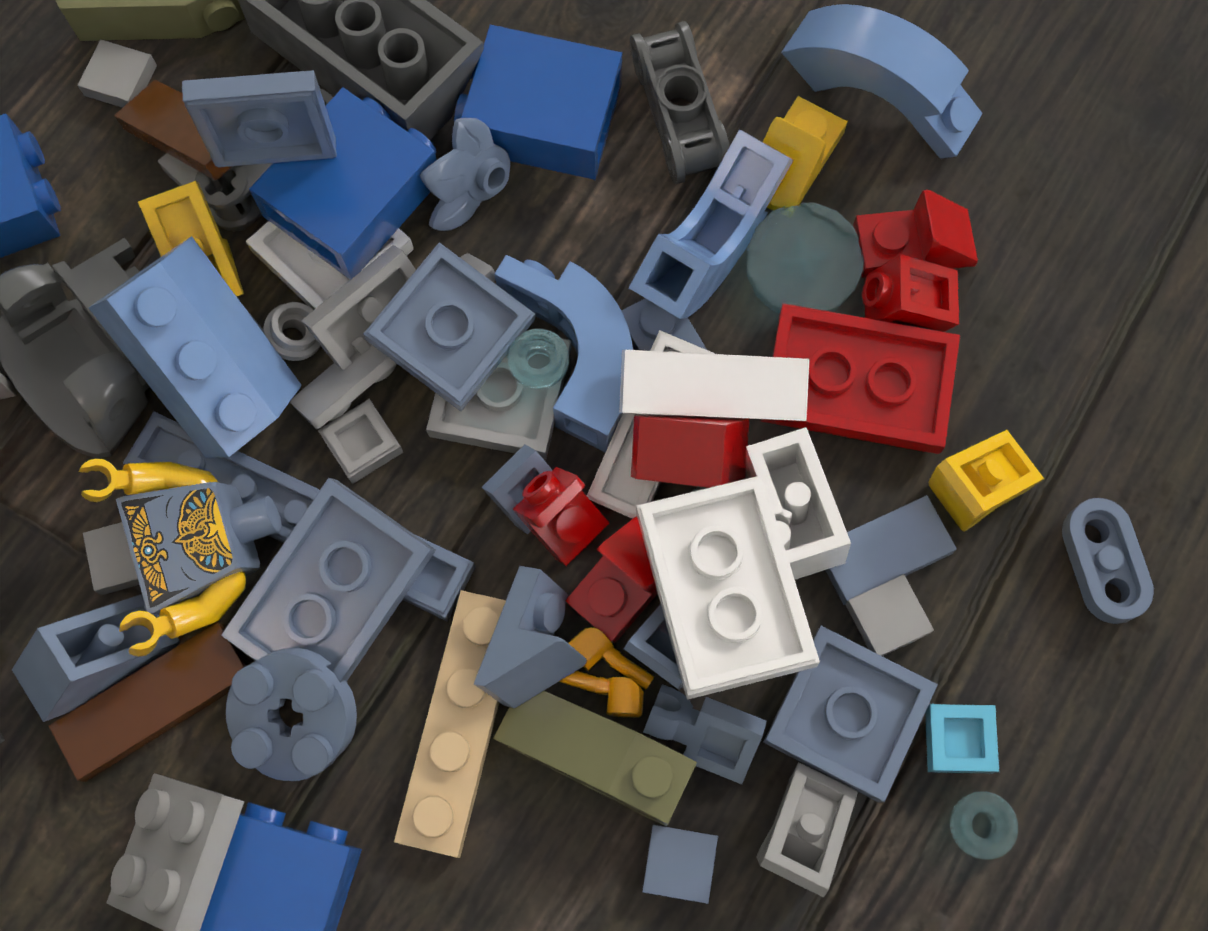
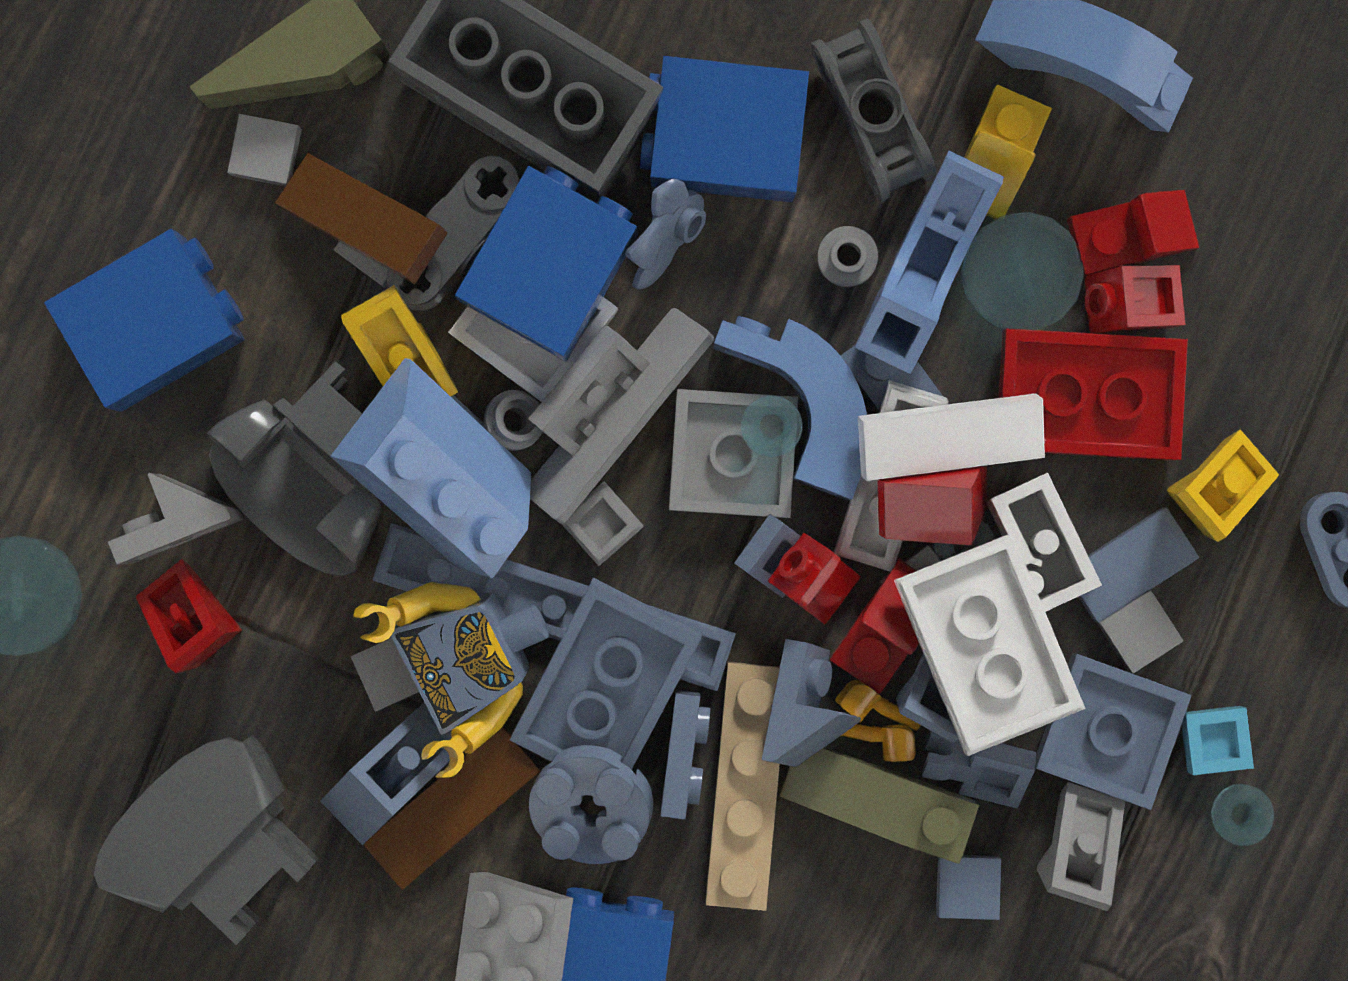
camera: 10 degrees left, 15 degrees up
(261, 118) = (468, 241): sand blue tile -> none
(389, 699) = (682, 780): none -> sand blue plate
(449, 326) = (678, 404): sand blue tile -> none
(632, 240) = (847, 275): none -> light grey plate

